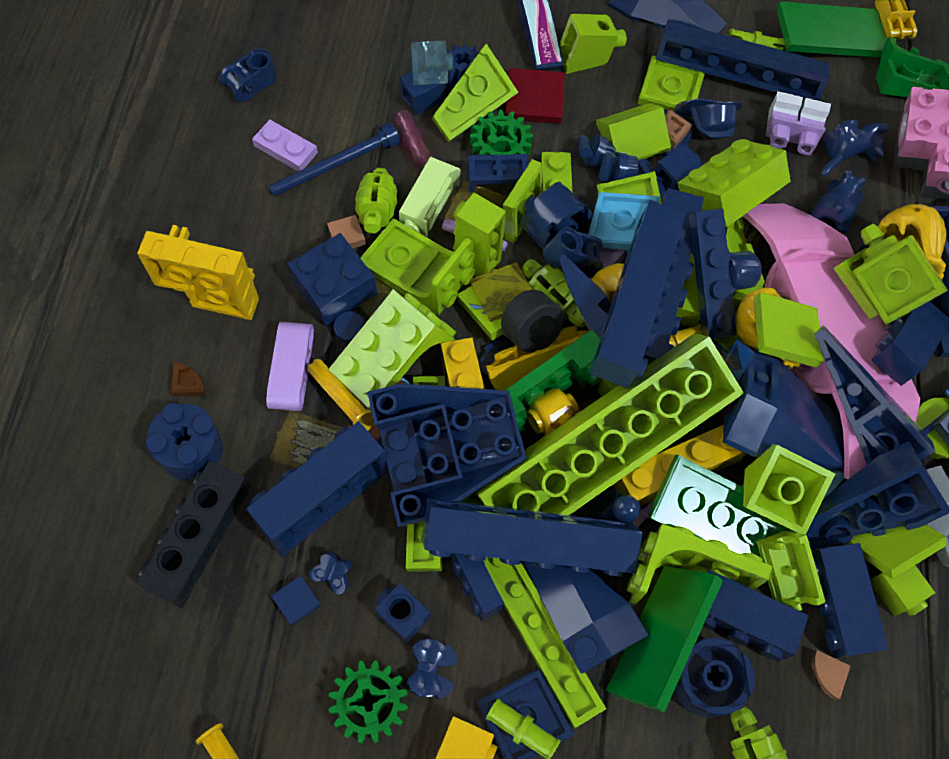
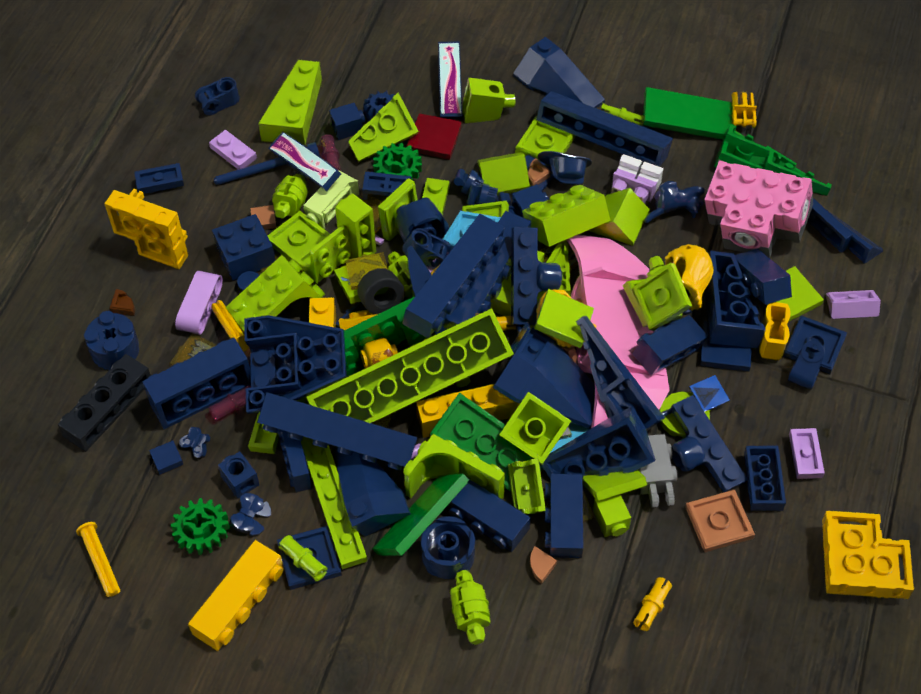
camera: 15 degrees right, 10 degrees down
(197, 198) = (159, 178): none -> dark blue plate
(349, 81) = (294, 104): none -> lime wedge
(367, 505) = (228, 405): none -> clear pink axle
(387, 151) = (304, 161): none -> slope
(430, 62) = (352, 101): clear light blue brick -> none
(617, 507) = (413, 426): dark blue plate -> none
(803, 172) = (626, 216): none -> lime slope
(840, 201) = (653, 242): dark blue animal -> none

